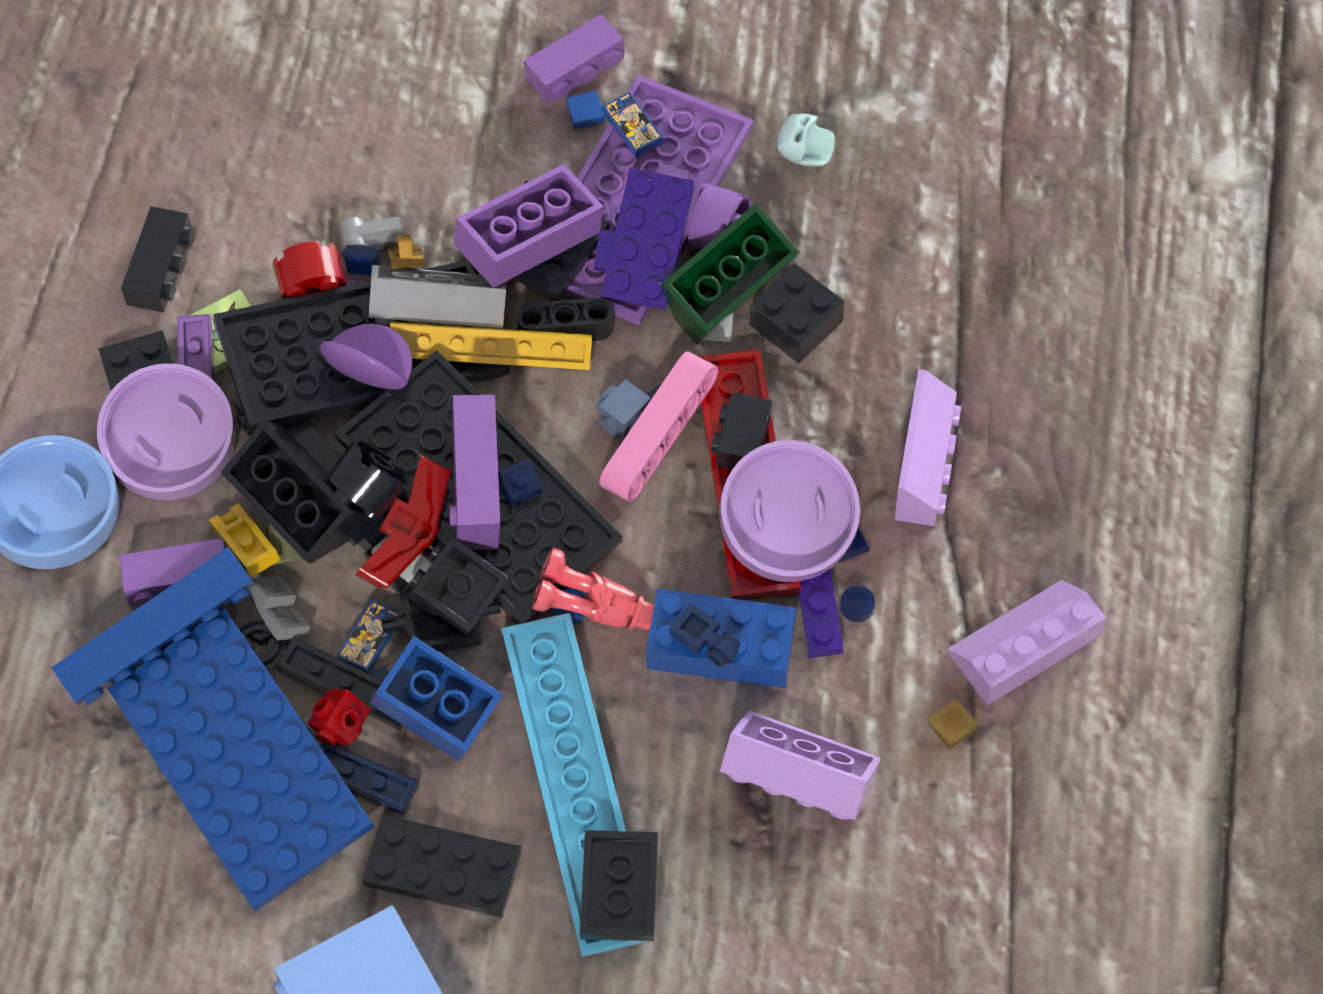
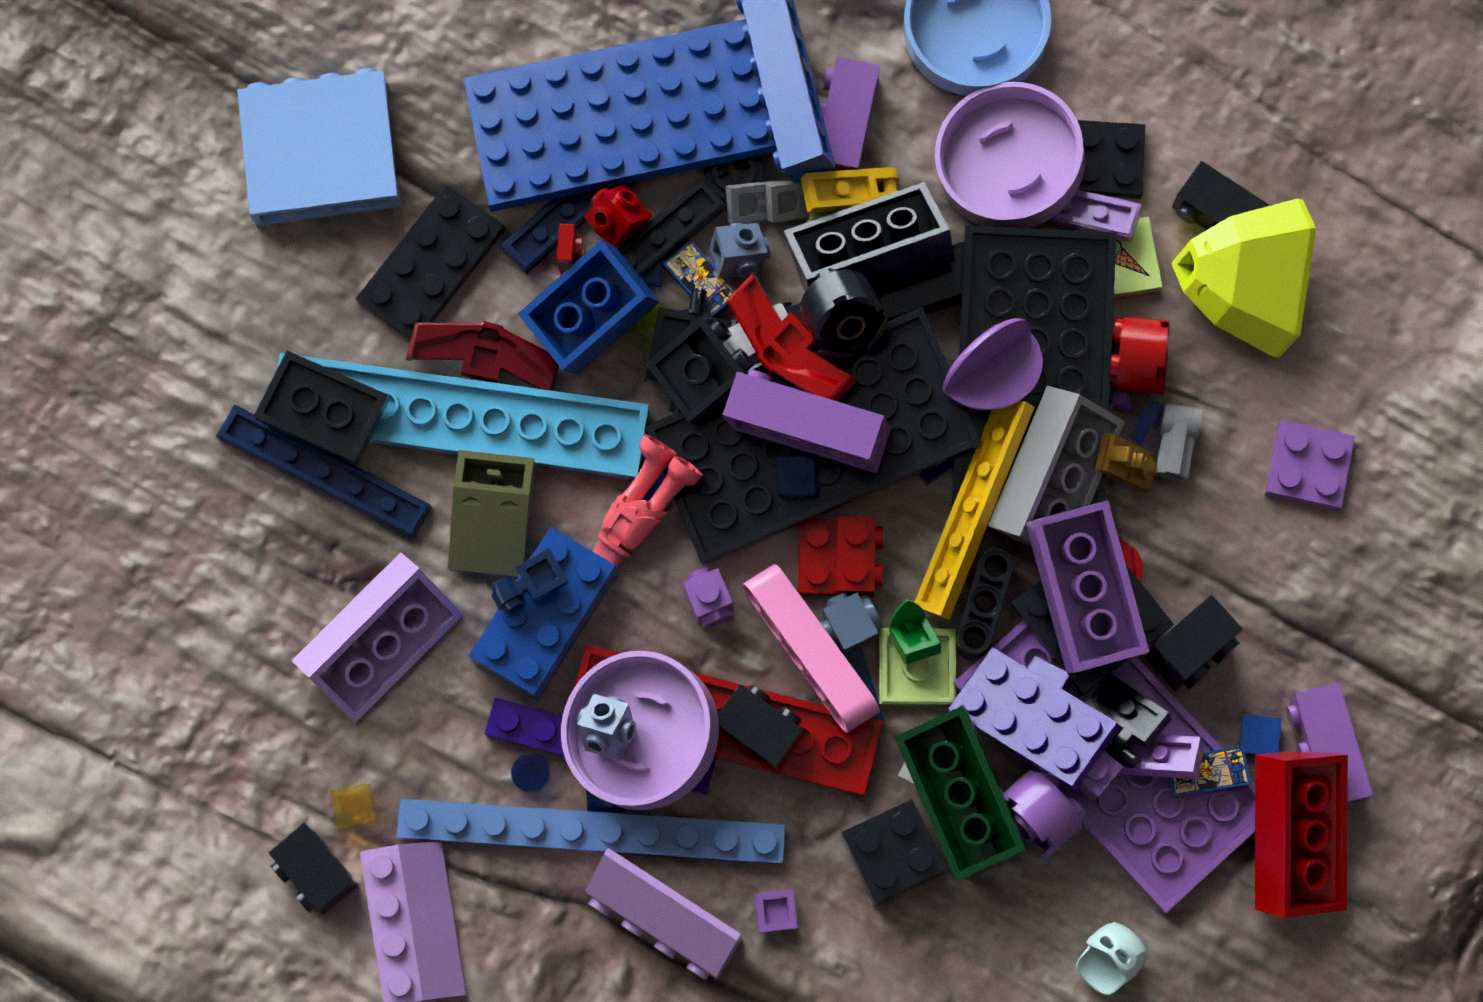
camera: 115 degrees right, 15 degrees up
(209, 215) = (1253, 274): none -> neon yellow brick
(334, 607) = (739, 250): none -> sand blue brick
(351, 146) = (1309, 465): none -> medium lavender plate
(391, 736) = (569, 247): none -> red plate
(508, 780) = (485, 352): none -> dark red plate
(529, 153) = (1191, 644): none -> black brick
(571, 438) = (839, 556): none -> red plate
(611, 178) = (1135, 714): none -> black plate
(615, 356) = (913, 633): none -> green plate
(635, 143) = (1168, 757): none -> medium lavender plate
(636, 353) = (921, 682): none -> yellowish green tile
(650, 518) = (708, 597): none -> medium lavender brick
(651, 713) = (491, 513): none -> olive slope
(653, 48) = (1301, 833): none -> red slope
(673, 877) = (325, 473): none -> dark blue tile
(804, 538) = (606, 726): none -> sand blue brick
(881, 380) = (776, 911): none -> medium lavender plate
(888, 547) = (591, 831): none -> medium blue plate
(1020, 732) = (312, 869): none -> black brick

